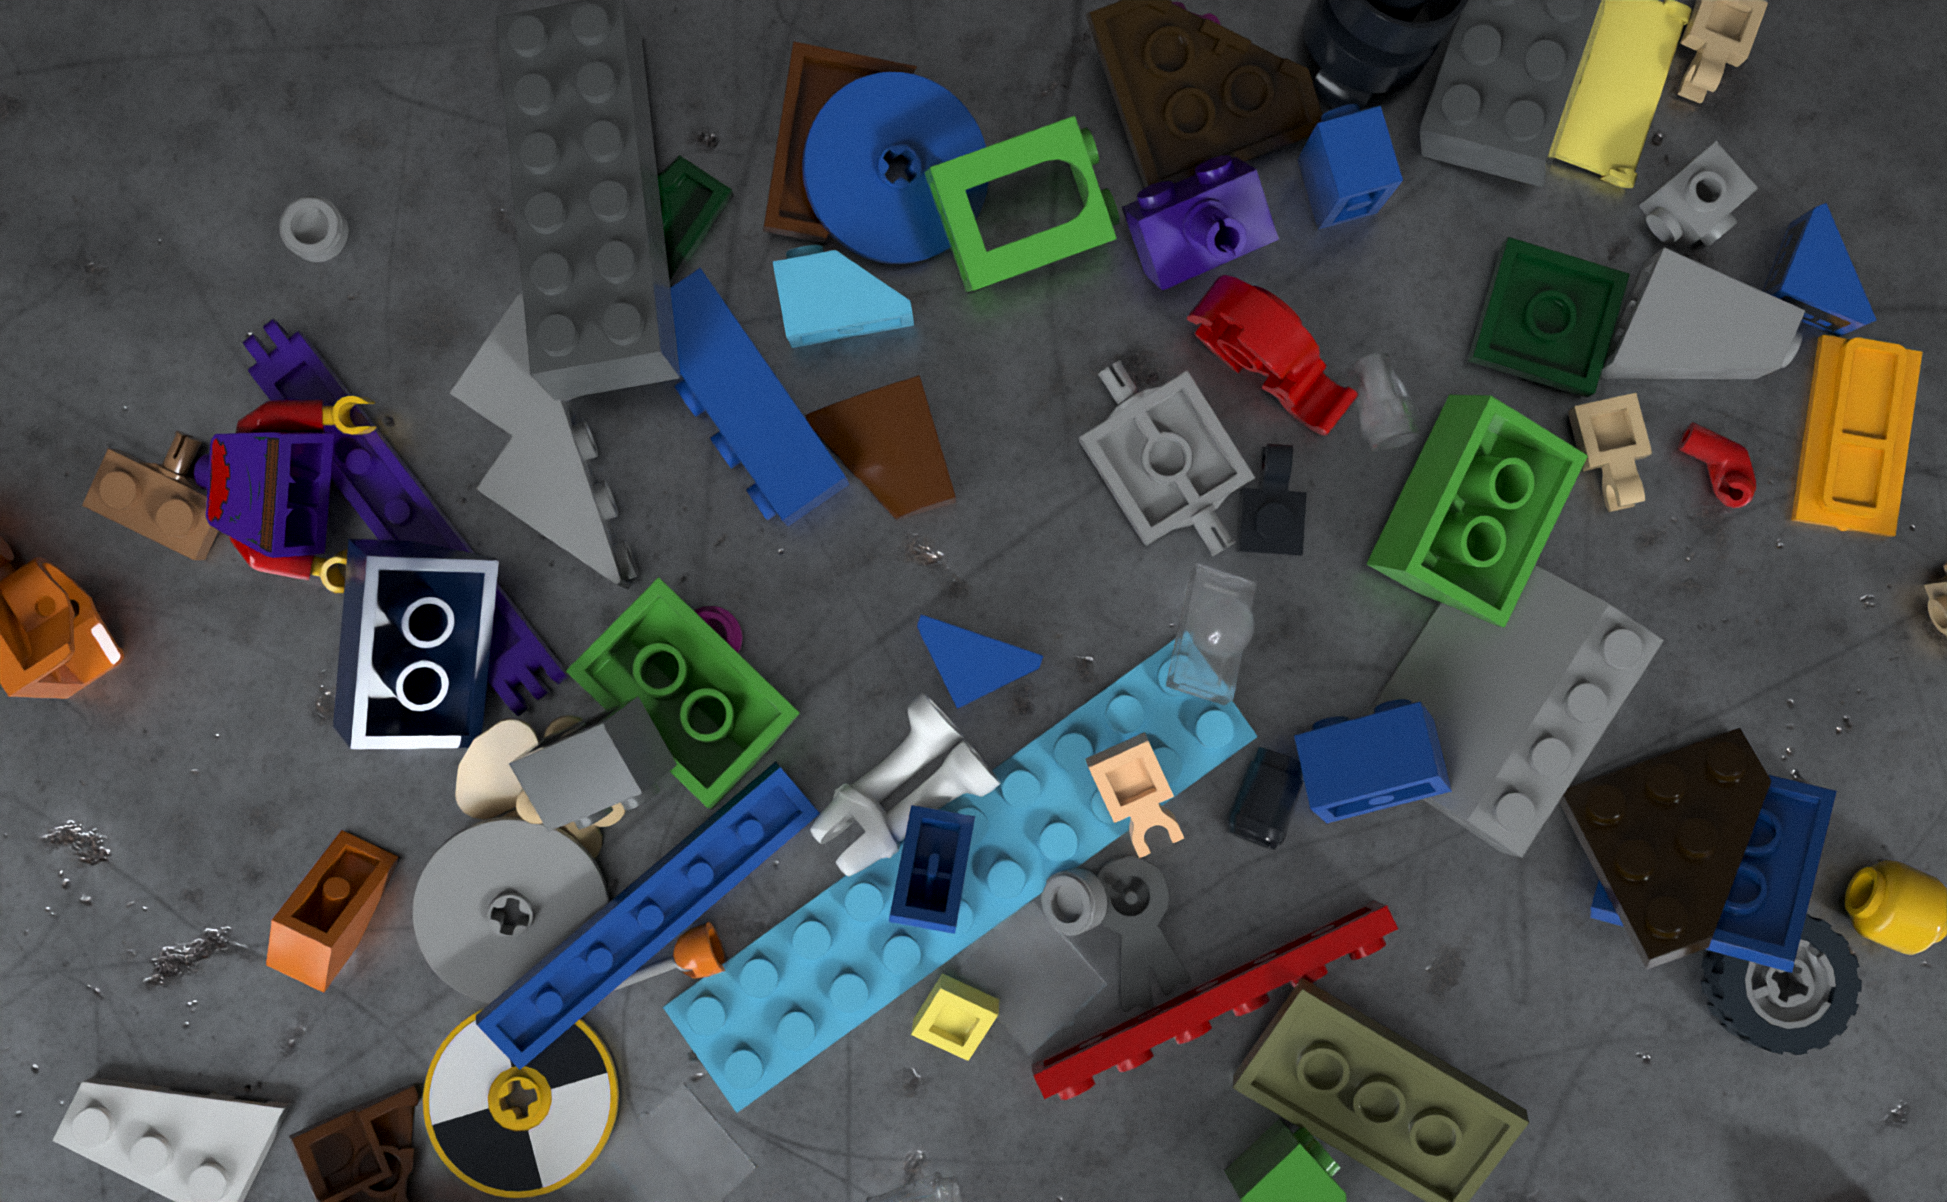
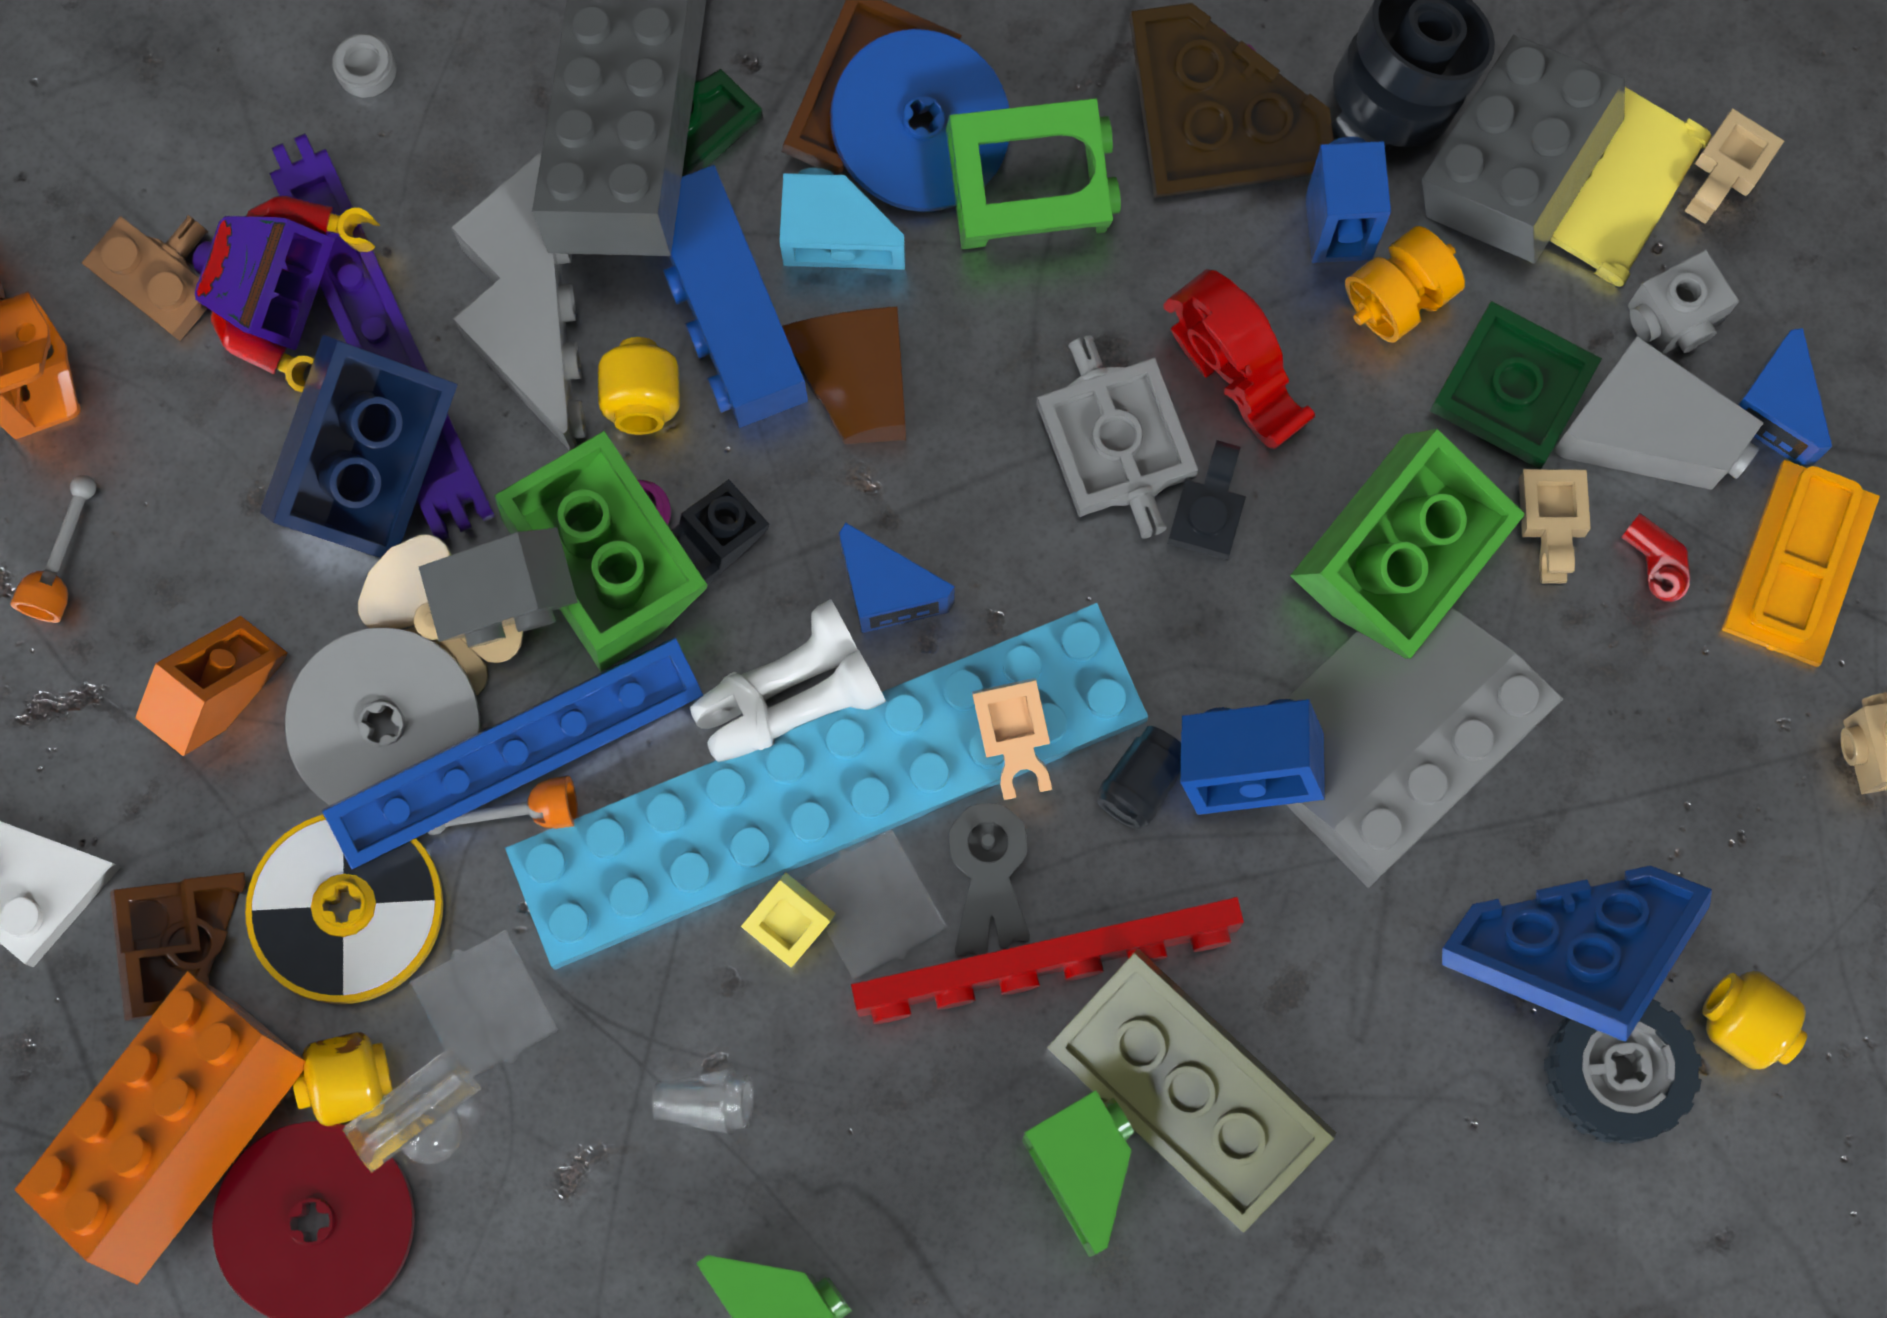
camera: 15 degrees right, 10 degrees down
(139, 851) = (43, 592): none -> hinge
(678, 512) = (638, 386): none -> yellow head
(791, 642) = (719, 529): none -> black slope
(932, 869) = (799, 758): blue slope -> none
(1074, 901) = (931, 834): light grey tile -> none
(1199, 221) = (1196, 223): dark purple brick -> none
(1212, 634) = (1123, 608): clear tile -> none
(1384, 405) = (1339, 434): clear cone -> none
(1430, 227) = (1414, 278): none -> light orange wheel
(1671, 839) = (1536, 898): dark brown plate -> none

